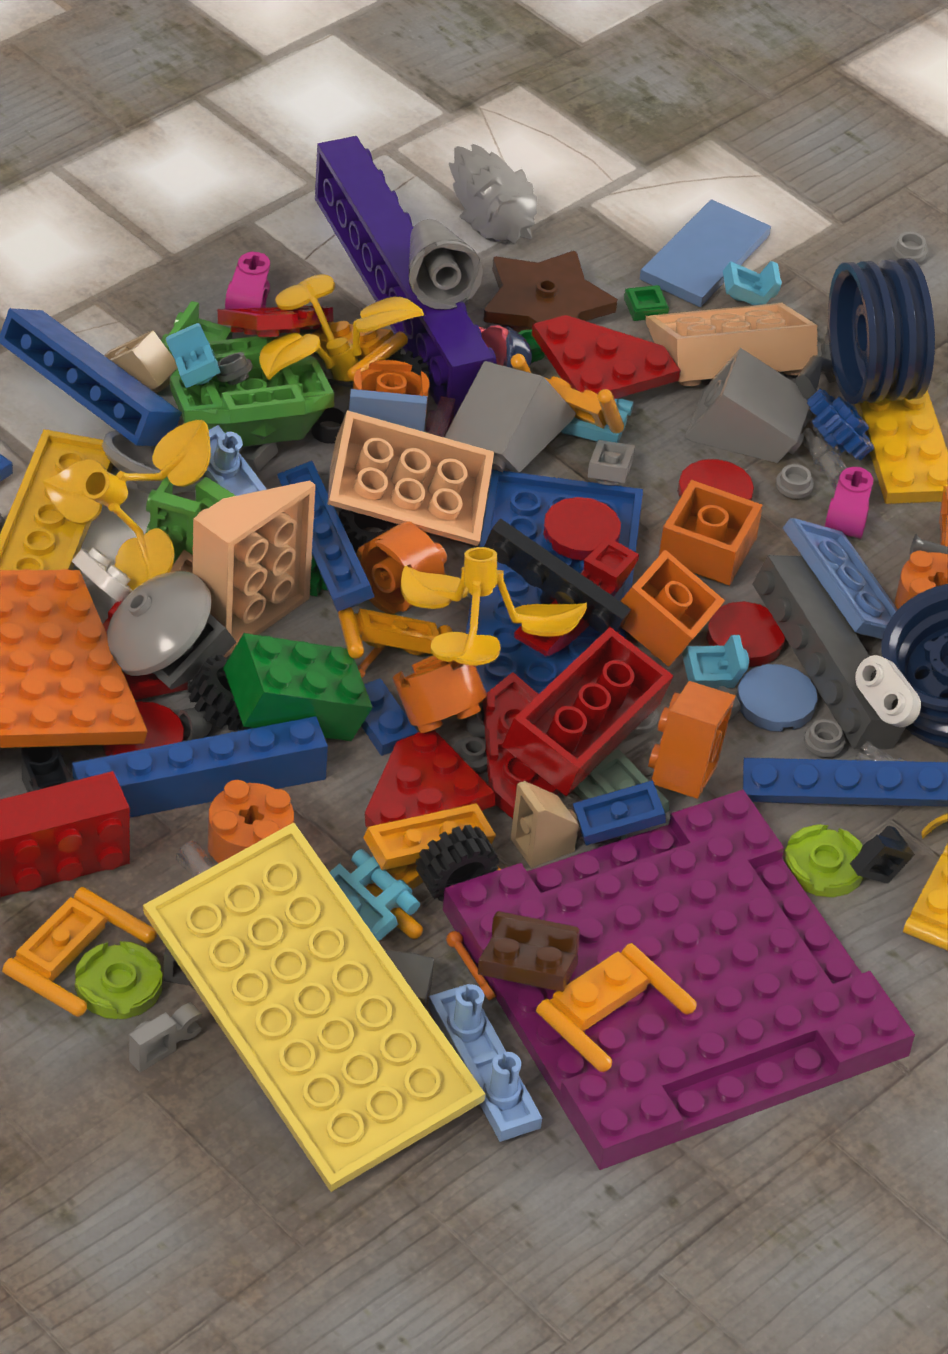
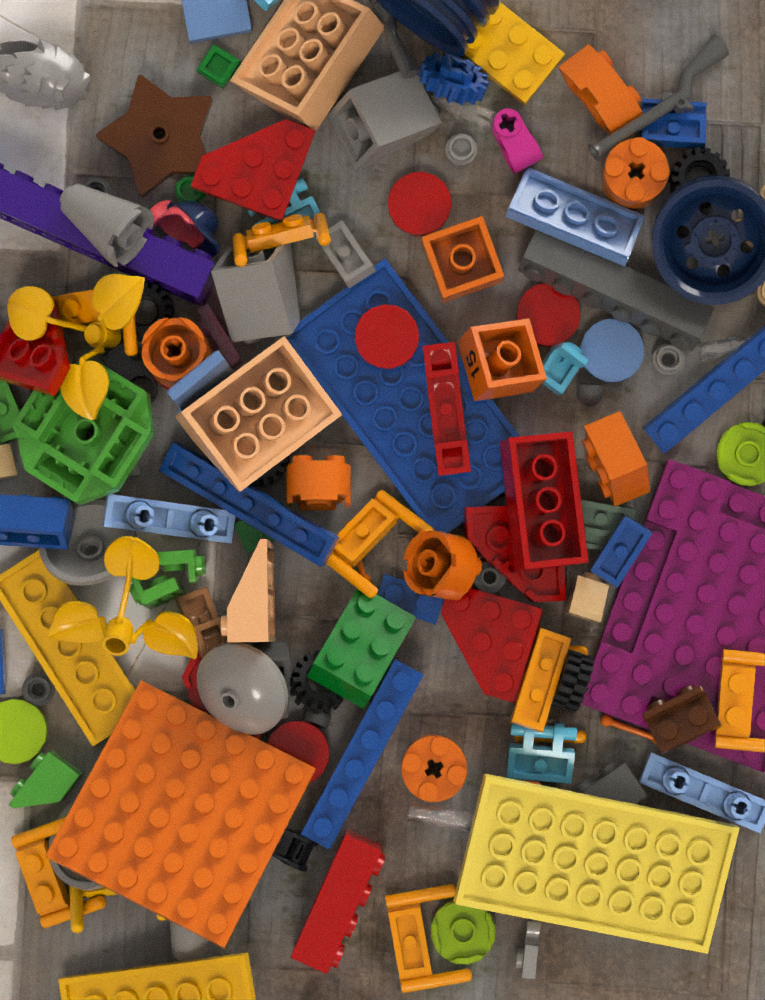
camera: 35 degrees left, 40 degrees up
(95, 567) = (152, 665): white plate -> none
(193, 355) = (36, 453): medium azure bracket -> none
(234, 368) = (62, 430): dark grey plate -> none
(479, 579) = (374, 499): yellow plant -> none
(555, 578) = (418, 422): black plate -> none
(885, 688) = (698, 312): white plate -> none

